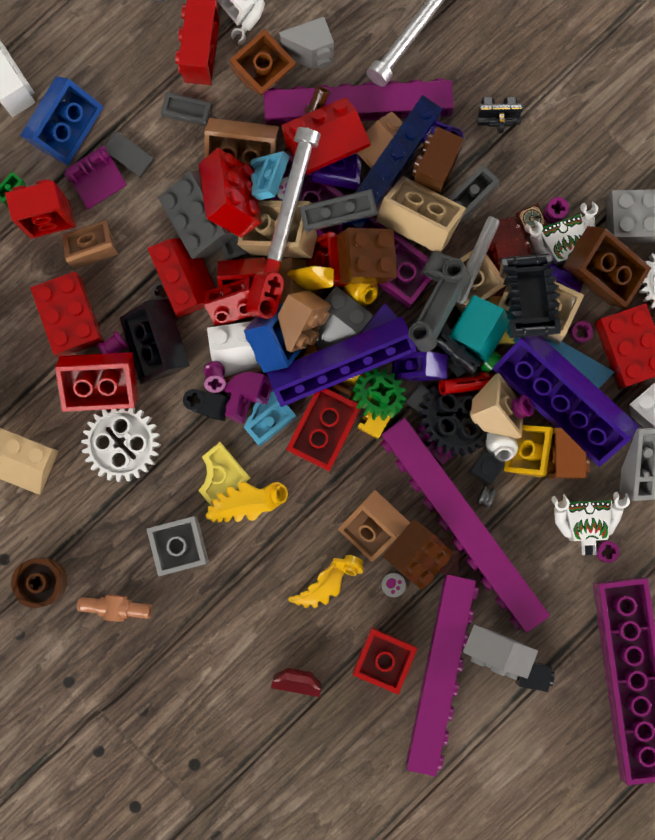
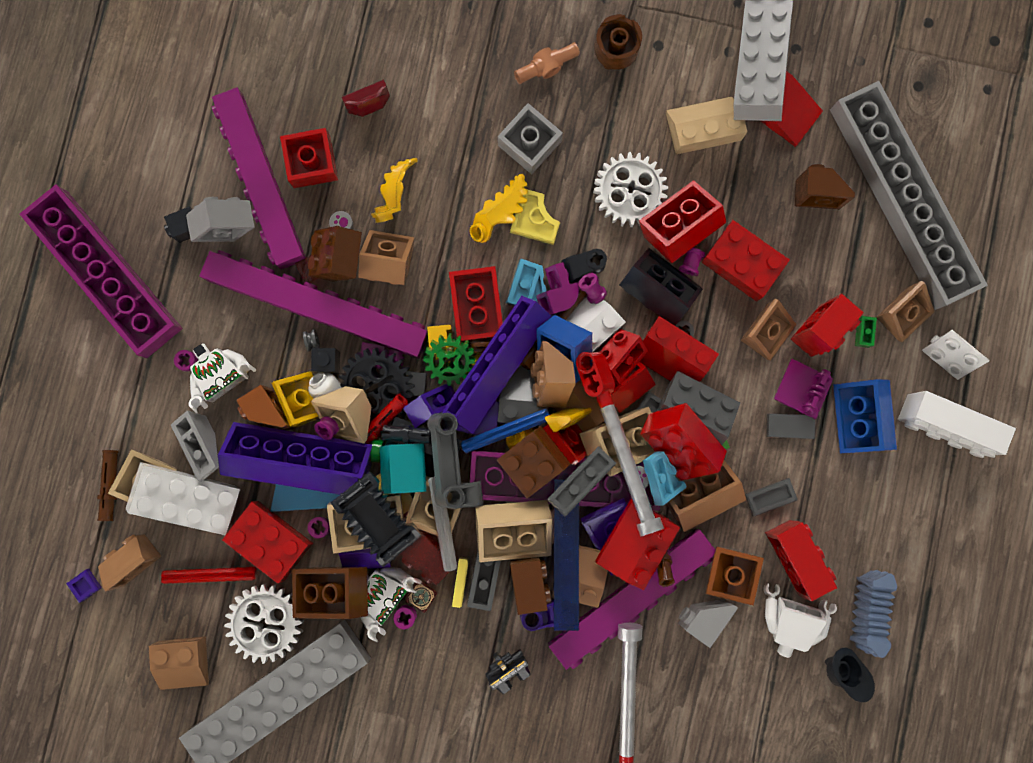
camera: 140 degrees right, 0 degrees up
(372, 302) = (504, 431): none -> blue axle
(491, 208) = (460, 582): none -> light yellow tile

